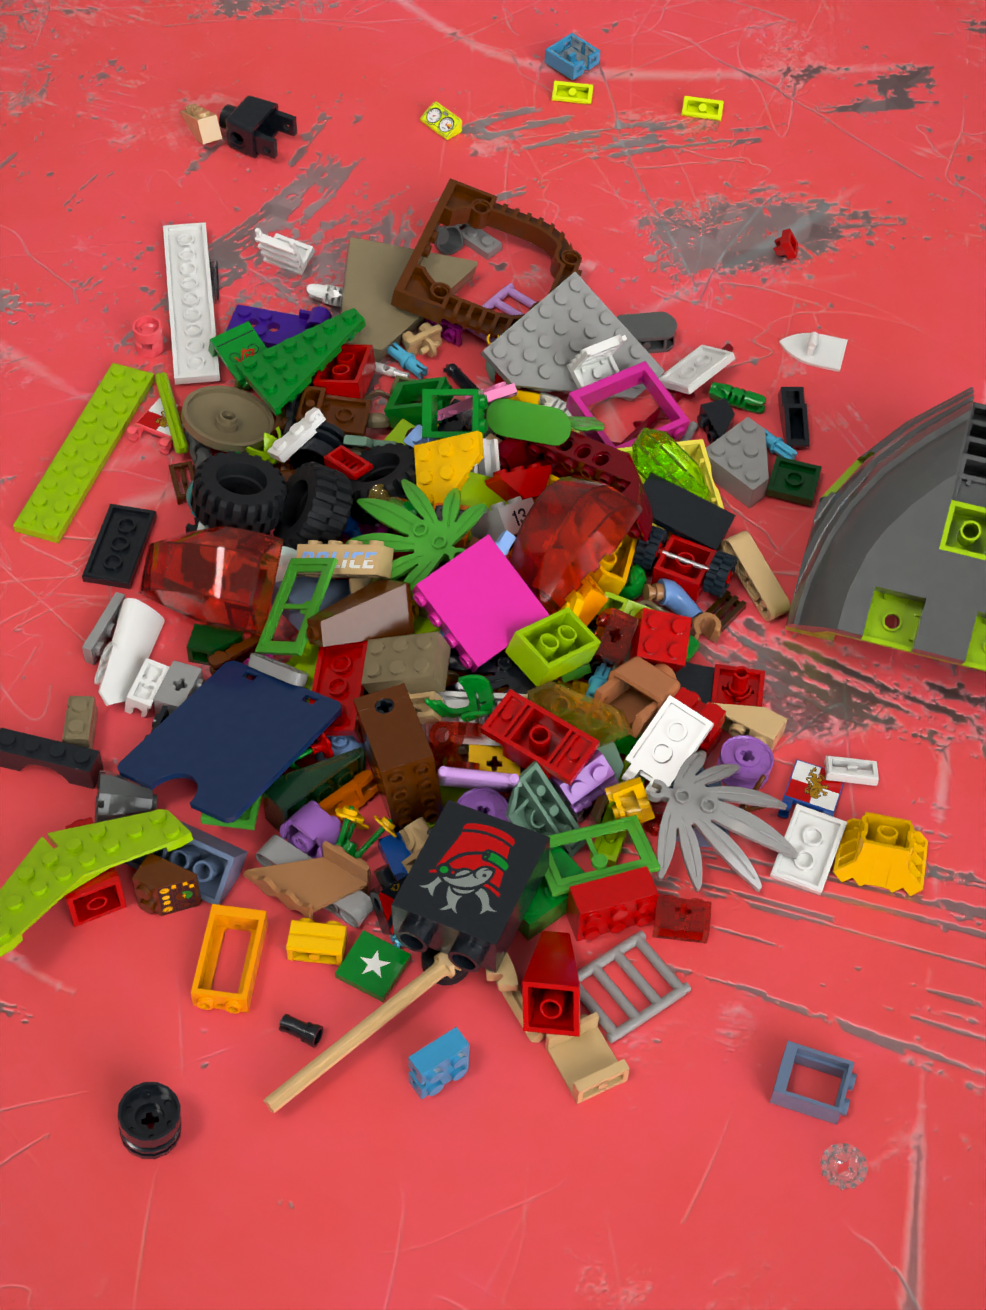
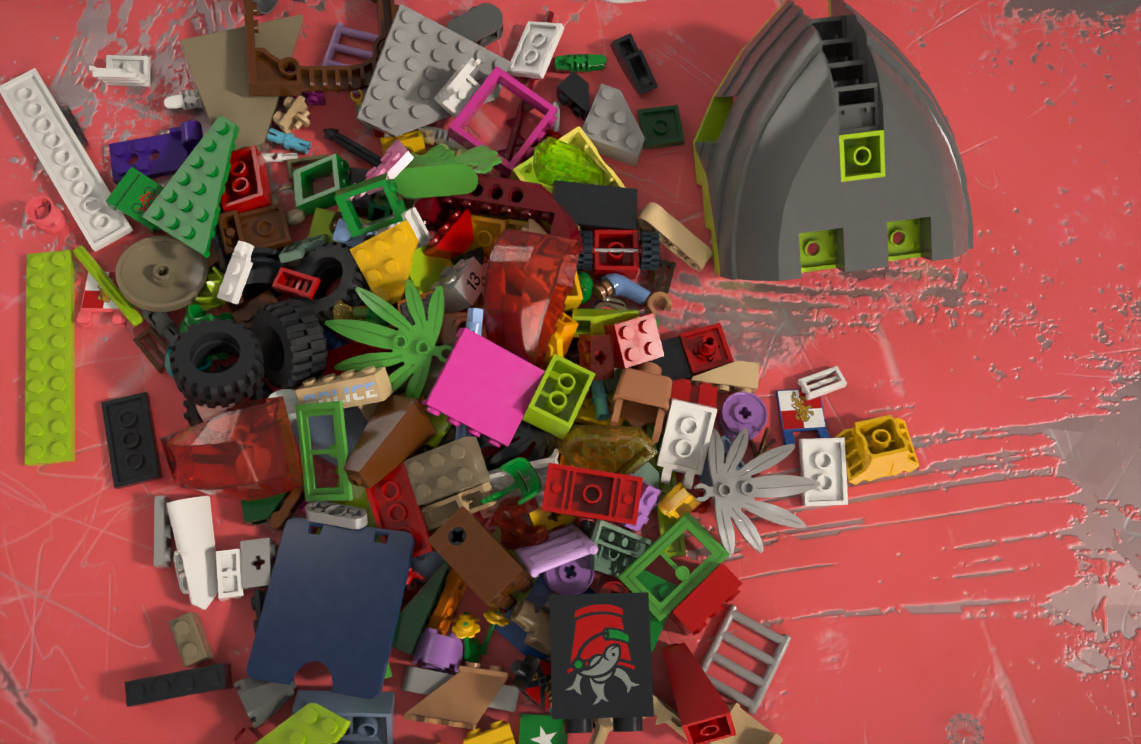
camera: 30 degrees left, 20 degrees up
(598, 810) = (657, 522): dark brown tile -> none
(670, 924) = (771, 580): clear red brick -> none
(777, 446) = (634, 98): medium azure axle -> none
(821, 1062) = (893, 683): sand blue window -> none

